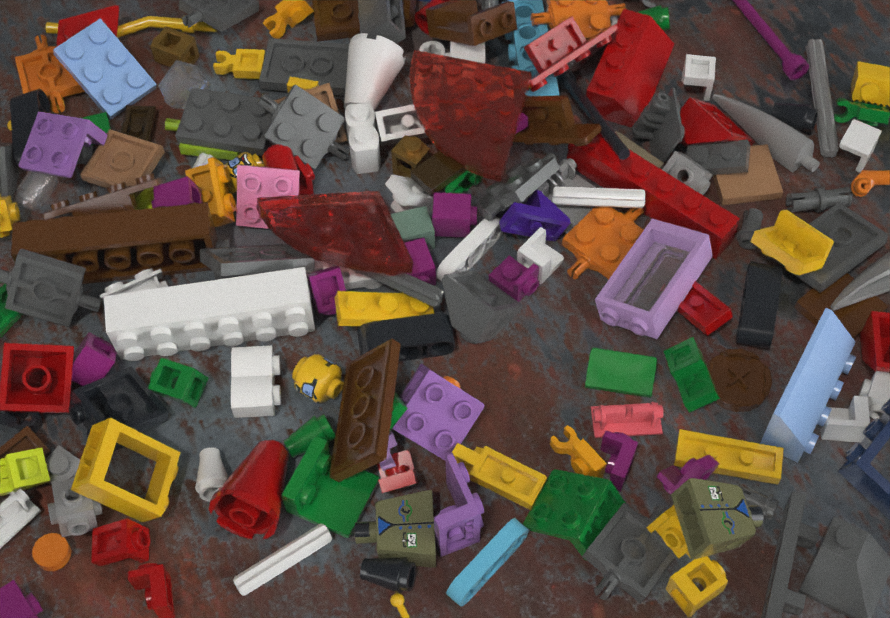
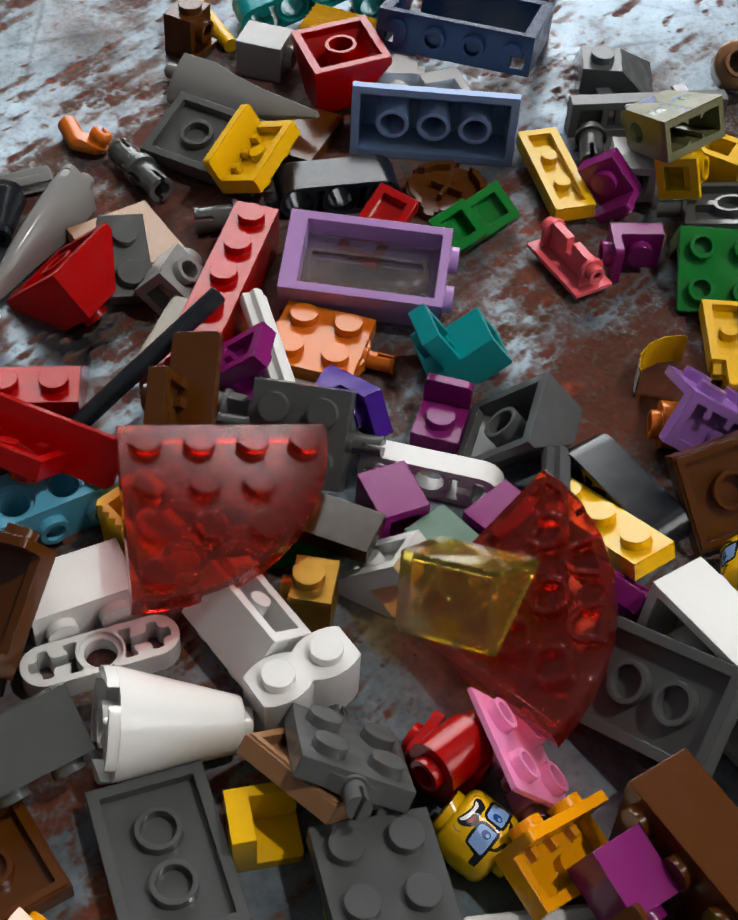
camera: 120 degrees left, 10 degrees down
(366, 203) = (461, 592): none -> clear yellow slope
(502, 403) = (660, 351): none -> yellow sticker
(539, 253) = (405, 402): white panel -> none
(562, 297) = (463, 350): none -> teal brick
(583, 457) = (654, 276): light orange plate -> none
(586, 174) = (246, 358): none -> magenta bracket
(621, 372) = (510, 284): green slope -> none
(660, 124) = (107, 310): dark grey hinge -> none
(861, 141) = (32, 139): white panel -> none

